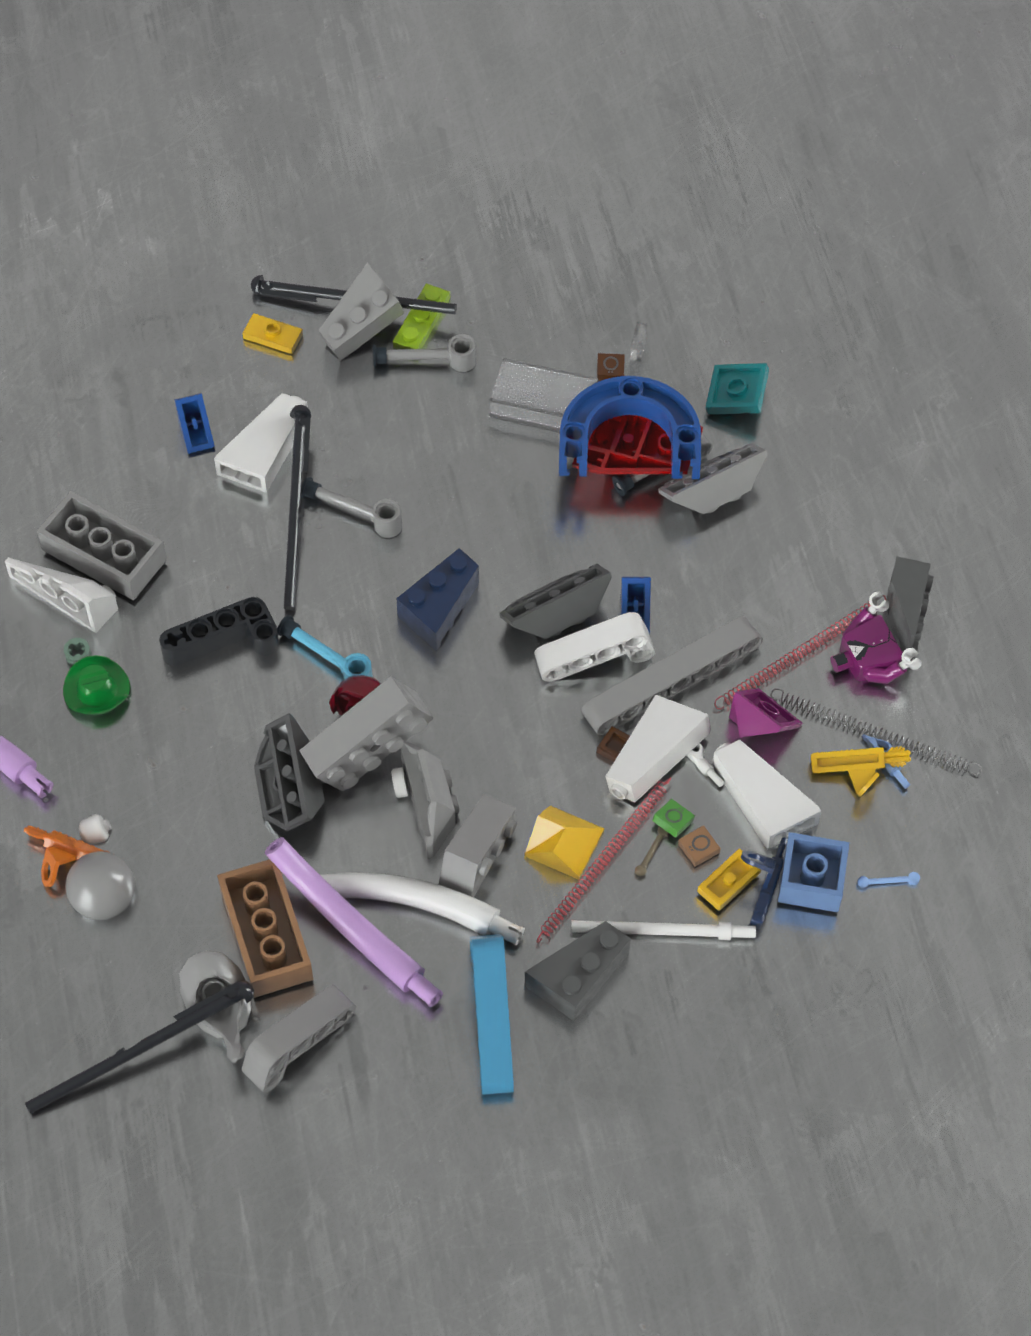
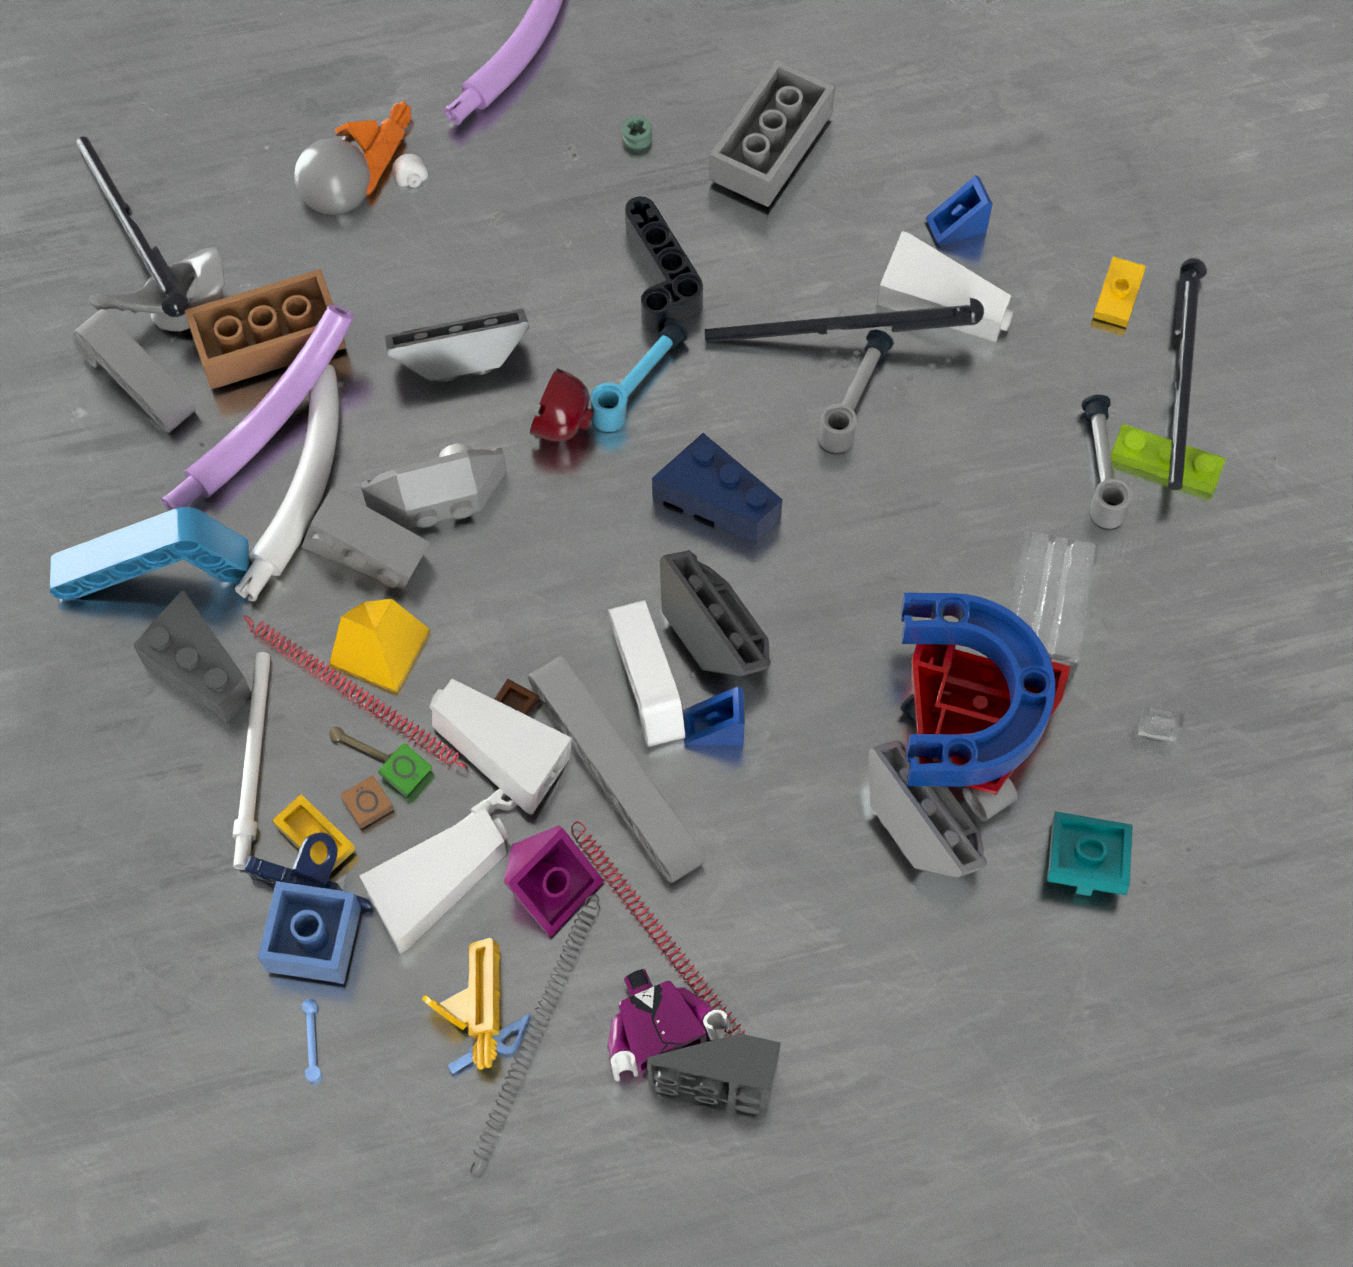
camera: 90 degrees right, 5 degrees up
(74, 595) = (702, 109): white wedge -> none
(95, 685) = (589, 153): green hat -> none
(360, 314) = (1149, 372): light grey wedge -> none
(366, 734) = (494, 401): light grey brick -> none
(610, 366) = (1116, 692): reddish brown tile -> none

